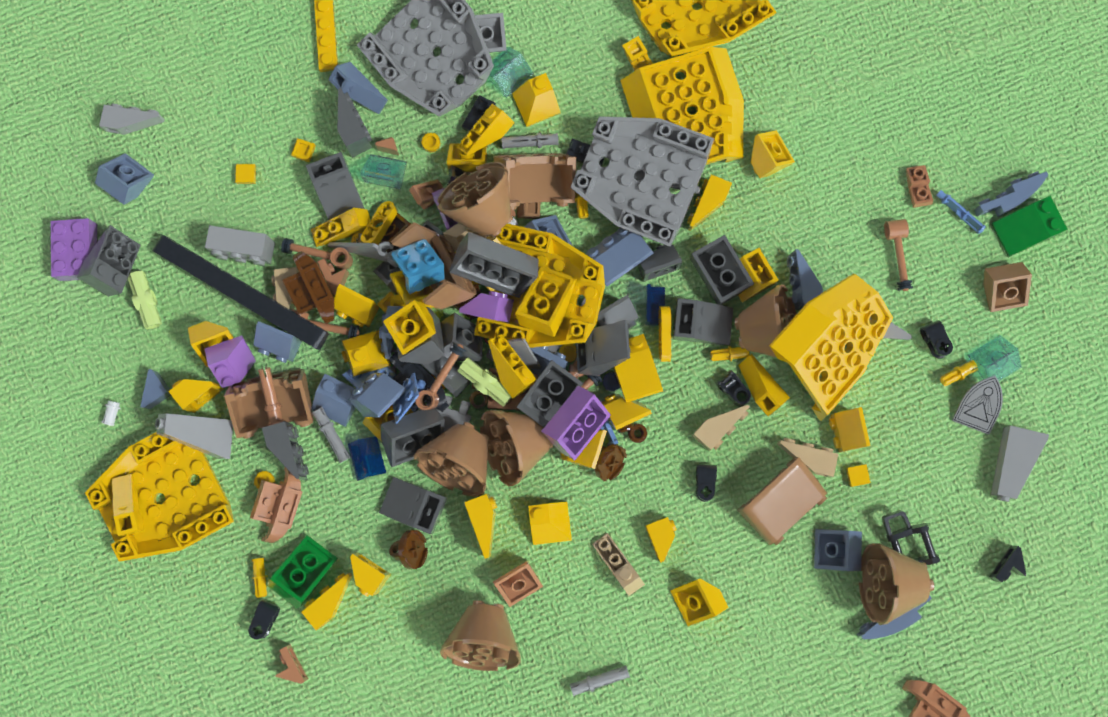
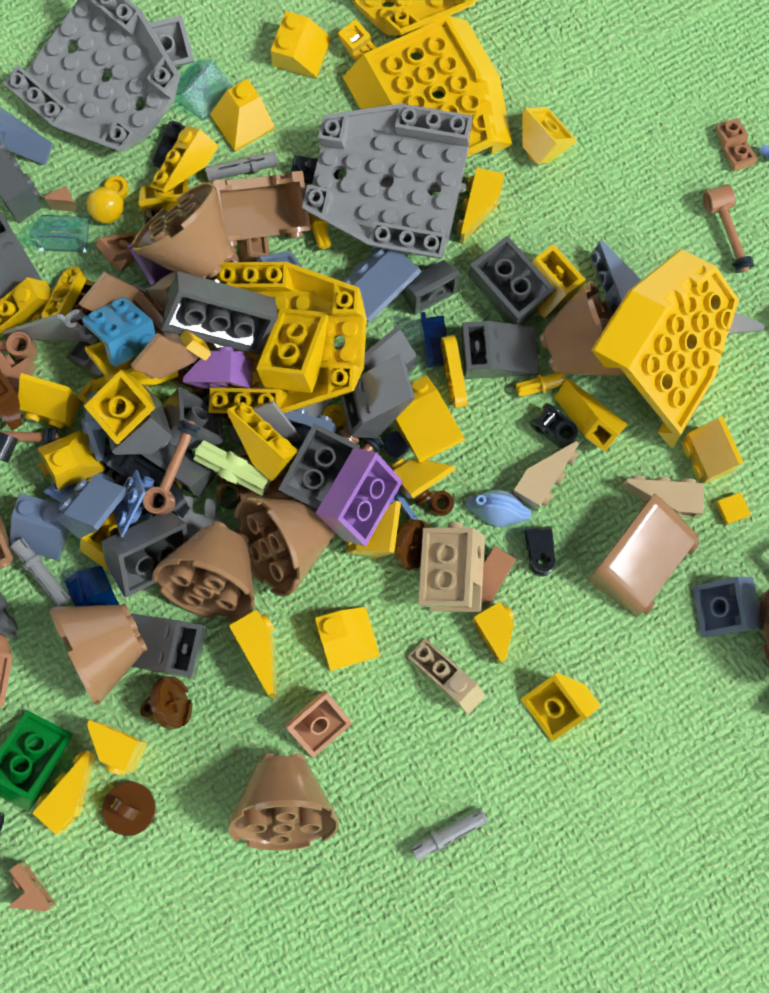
camera: 15 degrees left, 5 degrees down
(368, 498) = (100, 644): none -> medium nougat cone
(370, 620) = (129, 808): none -> reddish brown tile
(420, 155) = (105, 205): none -> yellow hair
(472, 287) = (195, 344): none -> yellow tile
(591, 49) = (299, 45): none -> yellow slope
(636, 486) = (452, 569): none -> tan torso
(665, 494) = (494, 572): none -> nougat slope
(679, 444) = (498, 508): none -> light blue hat

